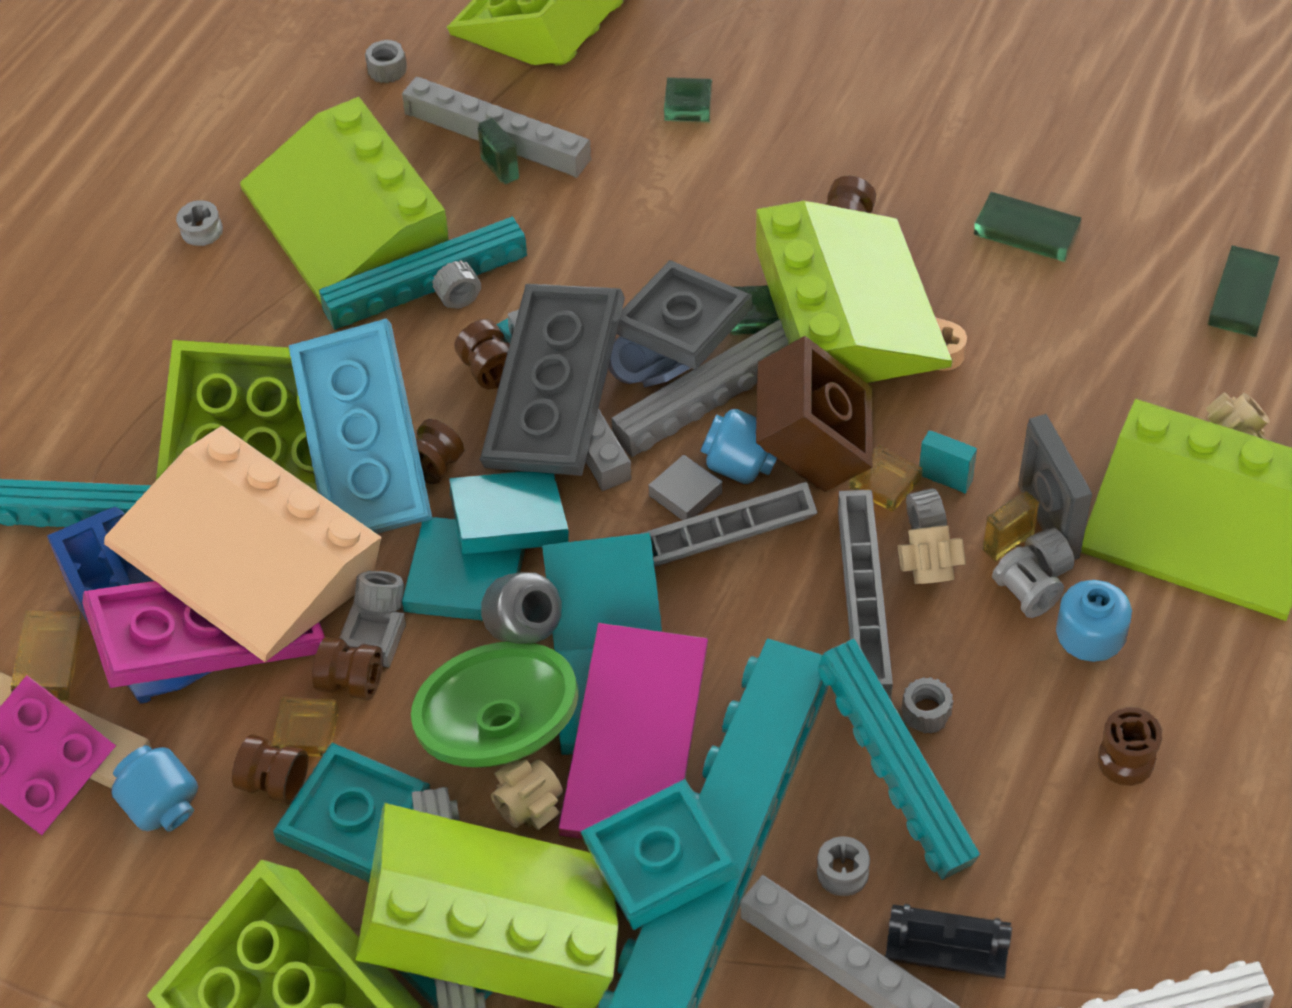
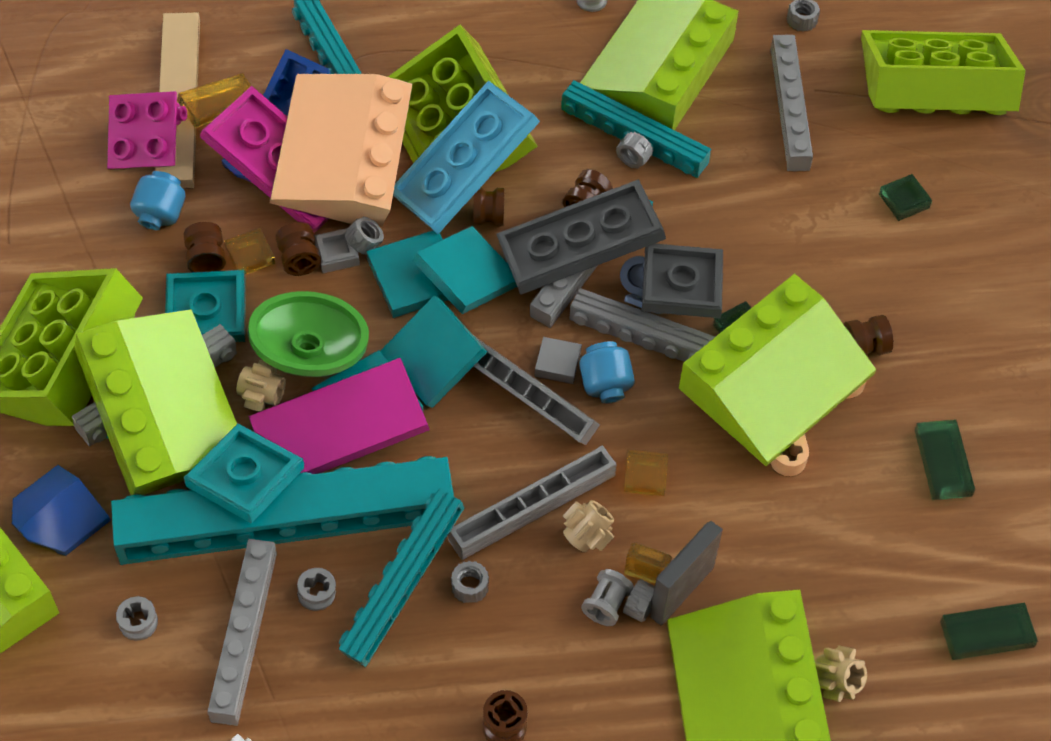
camera: 55 degrees right, 5 degrees up
(498, 151) = (765, 112): clear green tile -> none
(521, 608) = (377, 320): flat silver head -> none
(814, 414) = (649, 397): reddish brown brick -> none
(925, 509) = (626, 508): light grey axle -> none
(947, 461) = (679, 501): teal tile -> none
(948, 941) = (292, 673): black hinge -> none
(1093, 620) = (594, 650): dark azure head -> none

